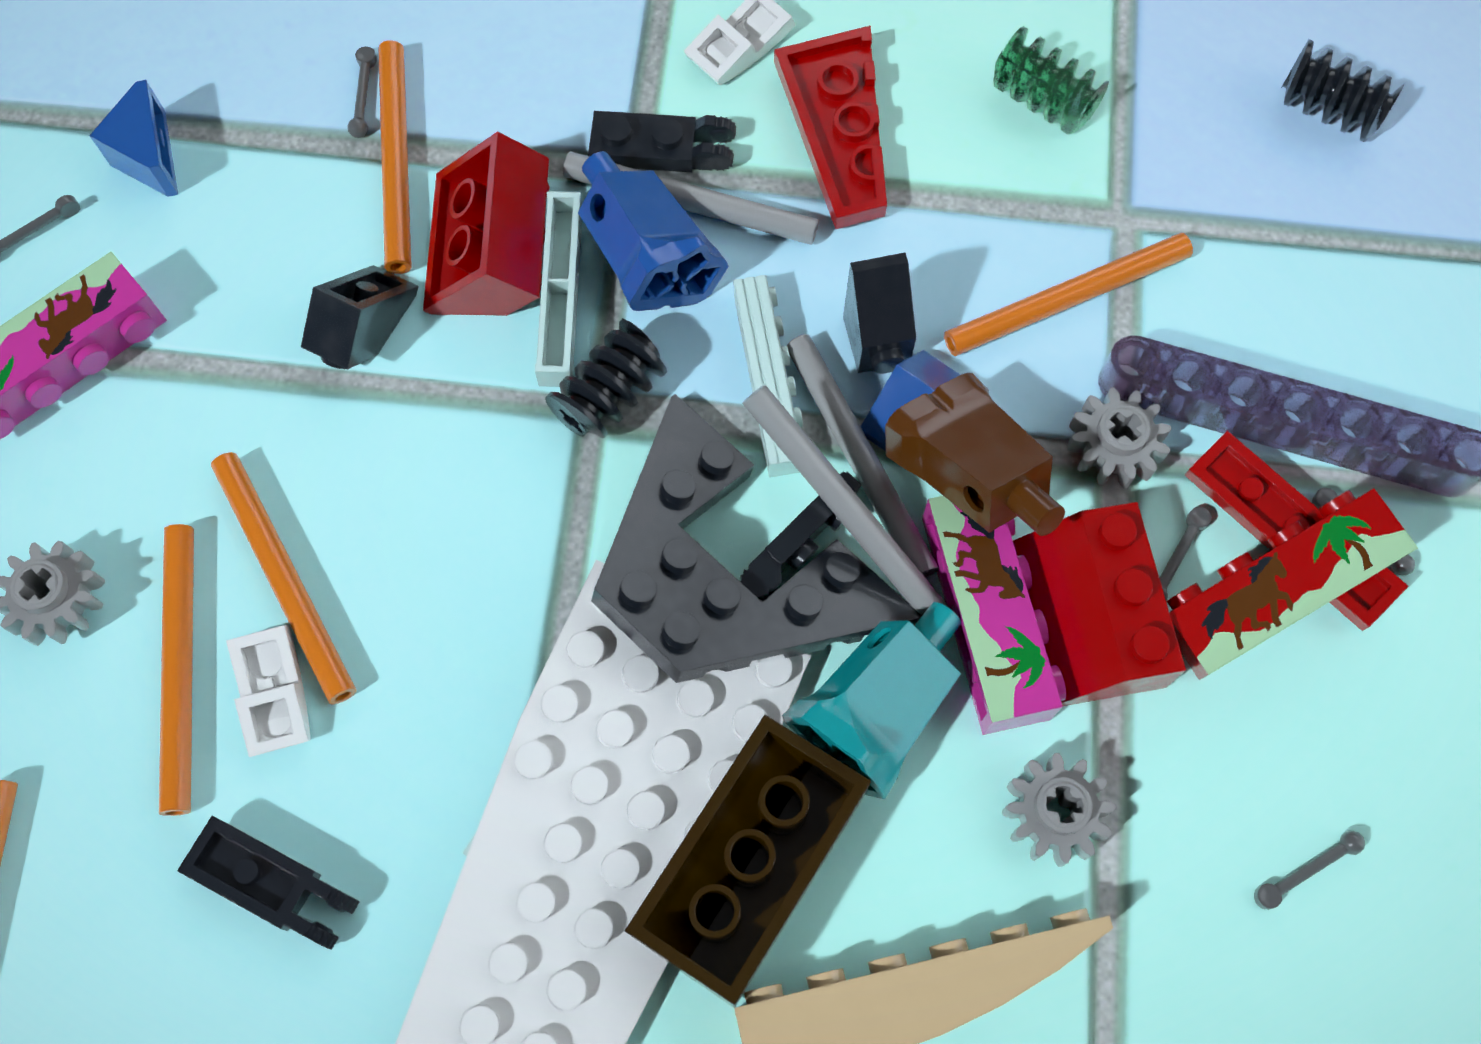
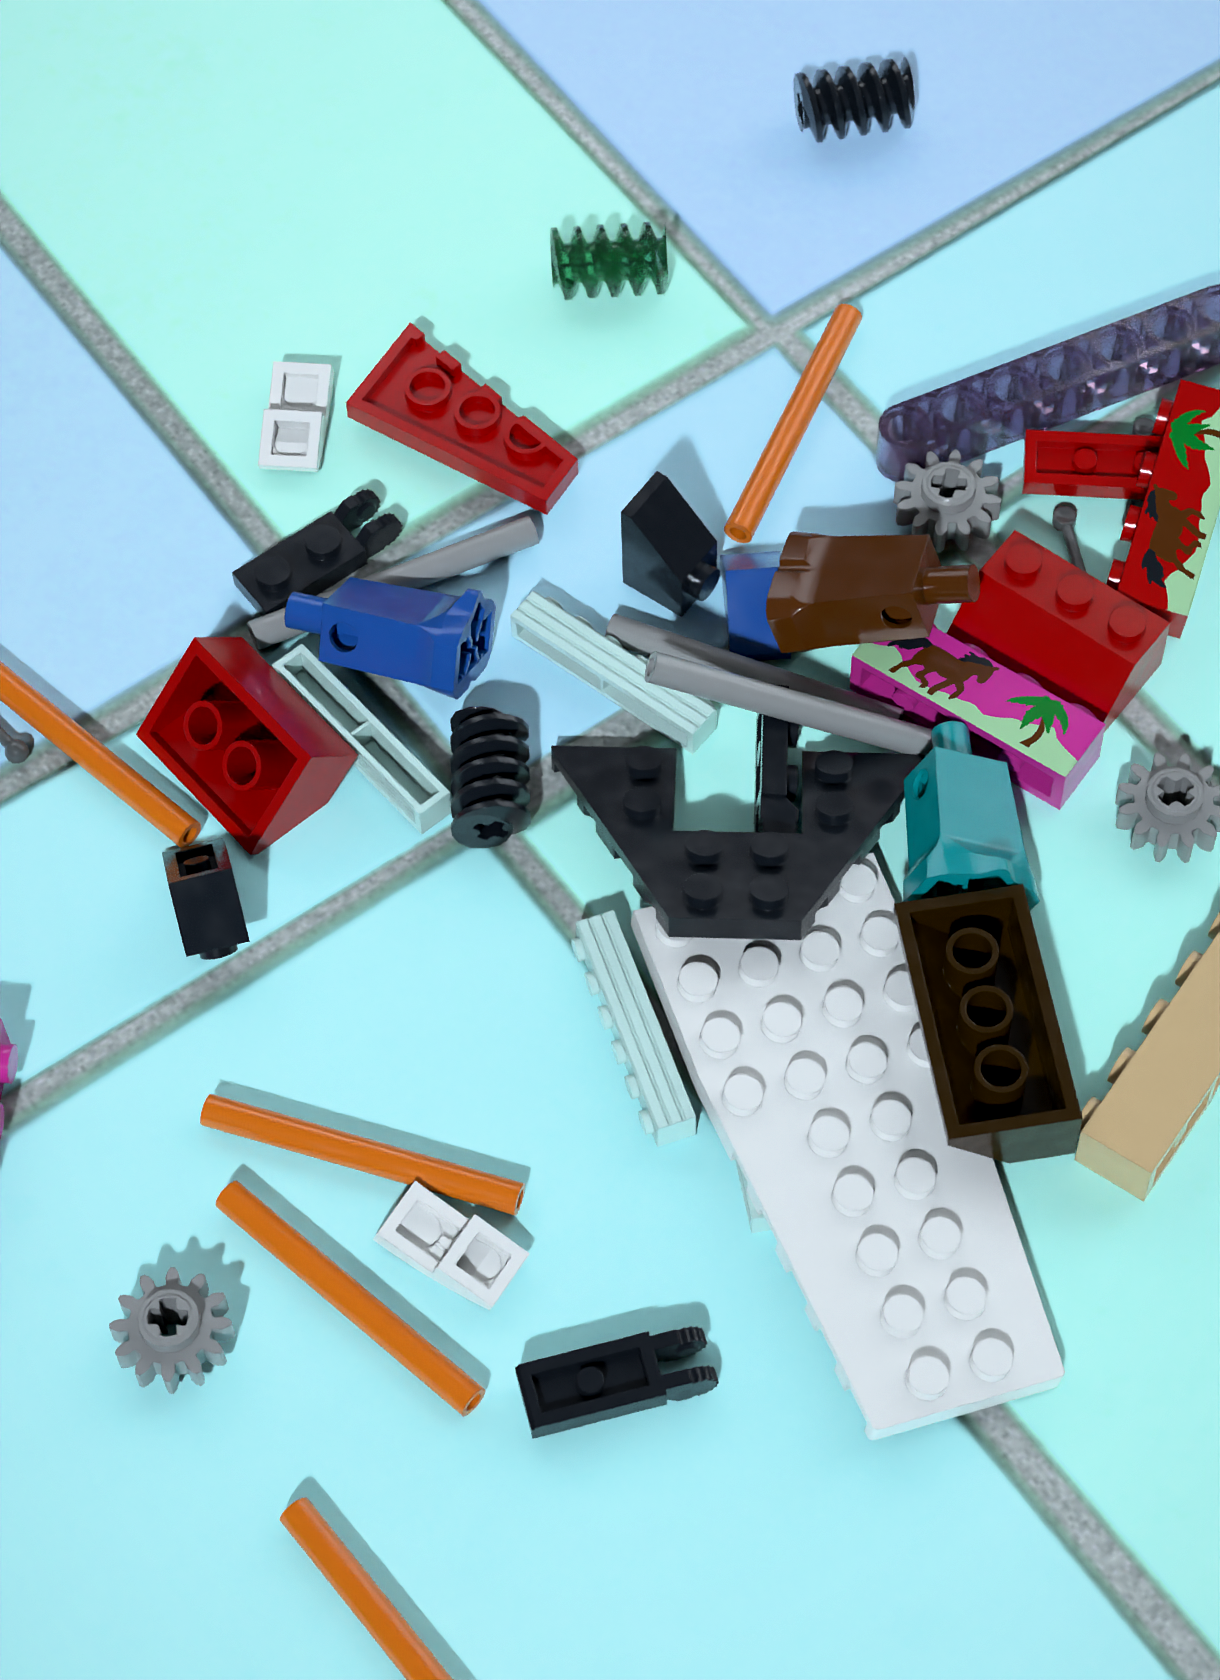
camera: 40 degrees left, 10 degrees down
(531, 642) = (635, 1027): none -> light aqua piece

